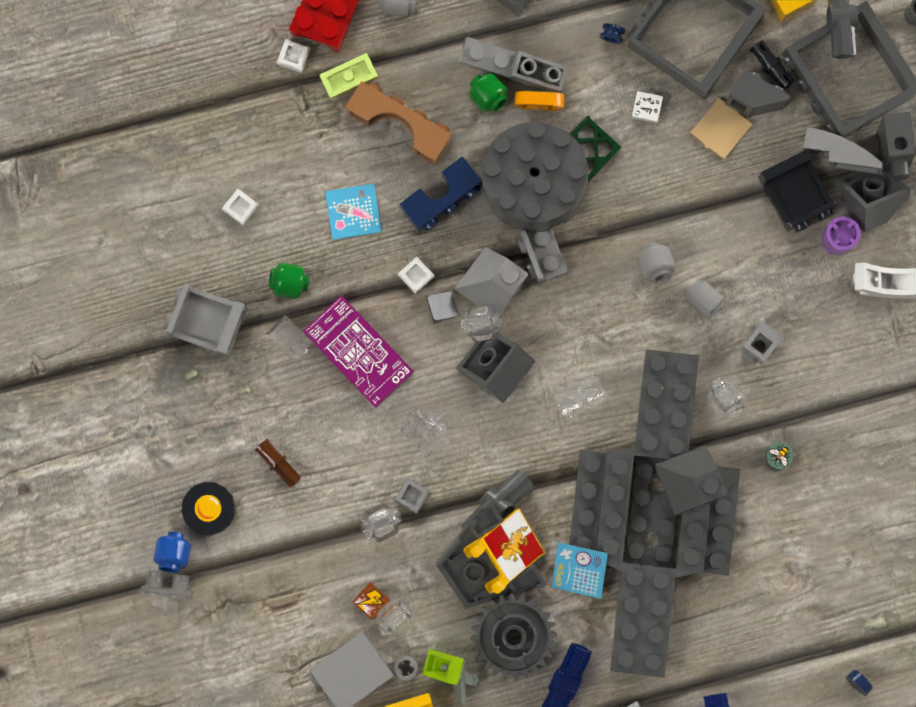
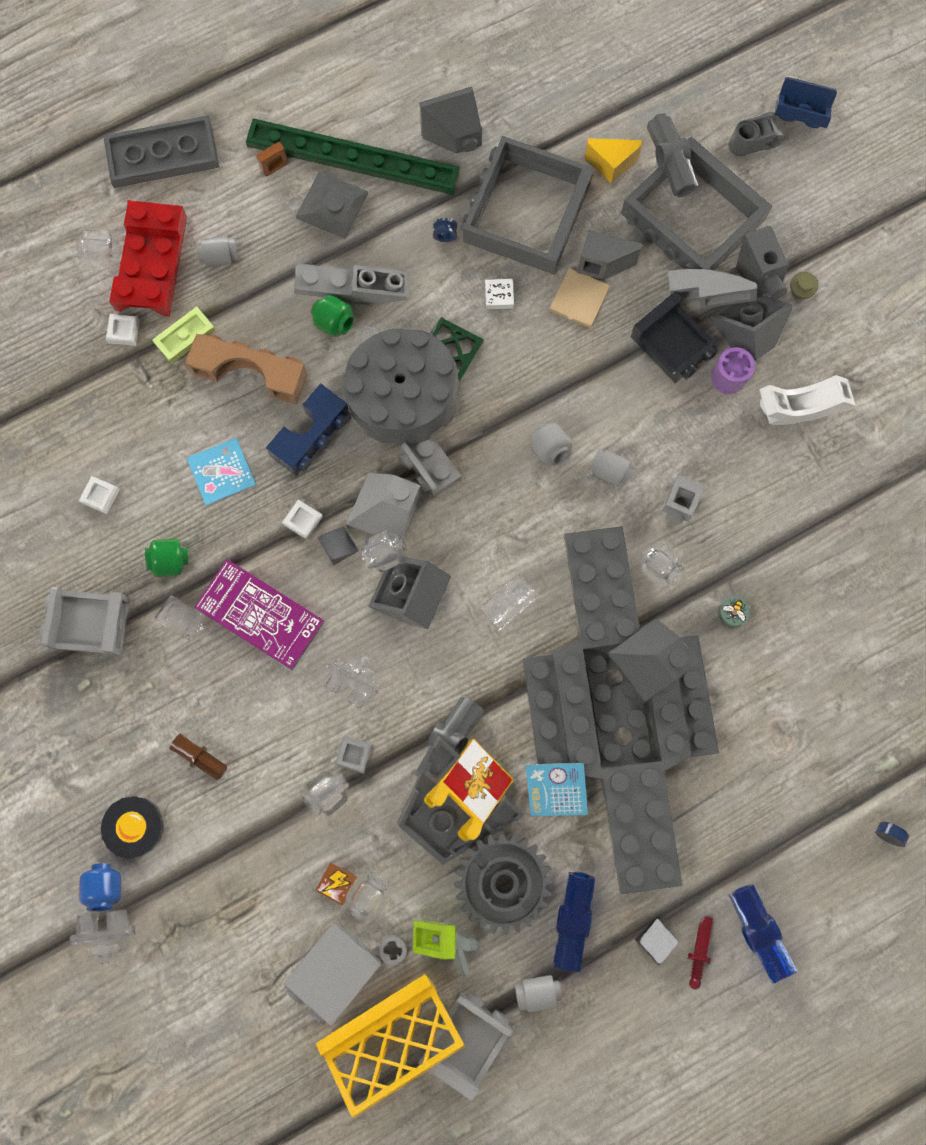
camera: 20 degrees left, 5 degrees down
(539, 100) = (387, 312): light orange beam -> none
(772, 65) = (613, 222): black pin -> none

